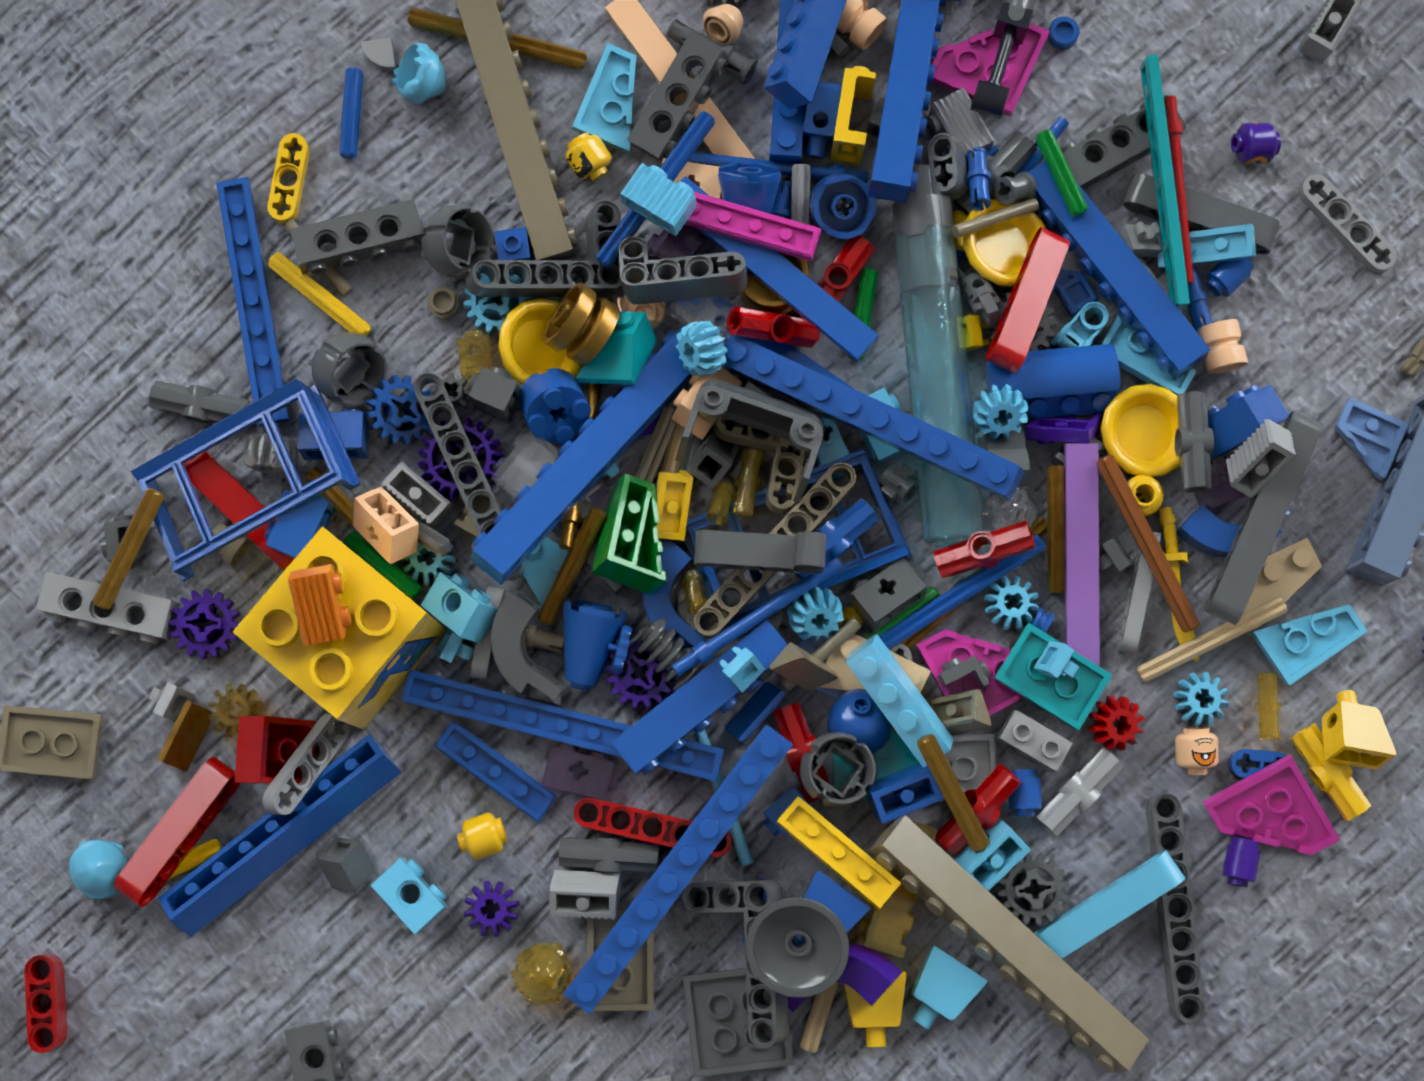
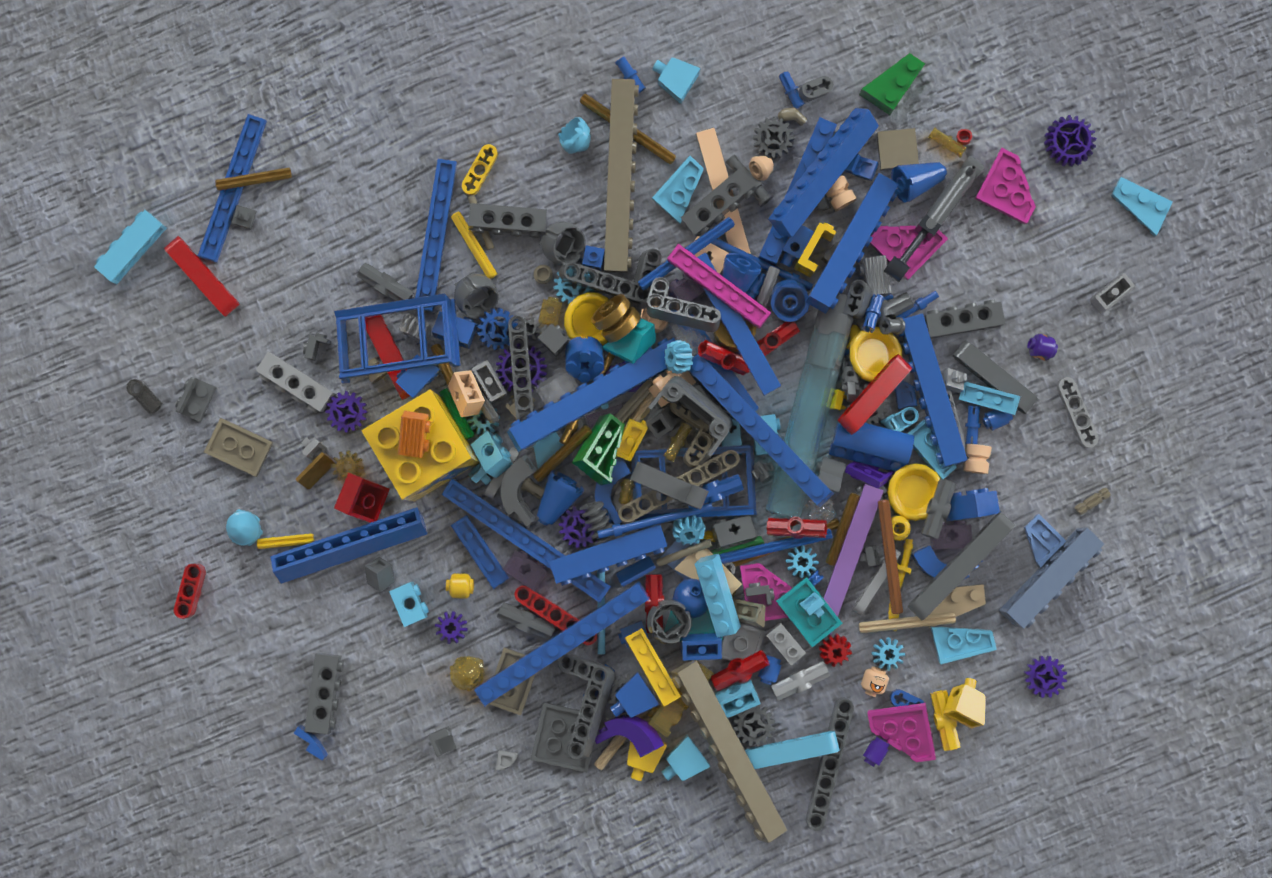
camera: 20 degrees right, 5 degrees up
(128, 548) = (322, 351): pearl gold axle -> none
(177, 832) = (292, 523): beam -> none
(309, 766) = (378, 515): light grey beam -> none
(351, 113) = (528, 143): blue axle -> none
(380, 53) = (557, 114): light grey tile -> none
(584, 894) = (505, 638): light grey brick -> none
(588, 156) = (655, 219): yellow head -> none
(620, 649) = (573, 510): blue piece -> none
(659, 198) = (685, 263): medium azure brick -> none
(723, 496) = (661, 444): clear yellow pin -> none
(742, 669) = (635, 548): medium azure tile -> none
(792, 966) = (604, 720): dark grey dish -> none
(802, 668) = (670, 558): dark tan slope -> none
(865, 297) = (784, 358): green axle -> none
(952, 792) = (728, 657): pearl gold axle -> none
(988, 409) = (835, 452): medium azure gear -> none
(995, 217) = (874, 339): dark tan bar -> none
(1061, 173) = (922, 326): green axle -> none
(1063, 33) = (956, 241): blue tile -> none
(1164, 182) = (978, 354): teal tile -> none
(1174, 131) = (995, 324): red bar -> none
(1260, 458) = (970, 533): light grey brick -> none
(1268, 706) = (924, 671): clear yellow pin -> none

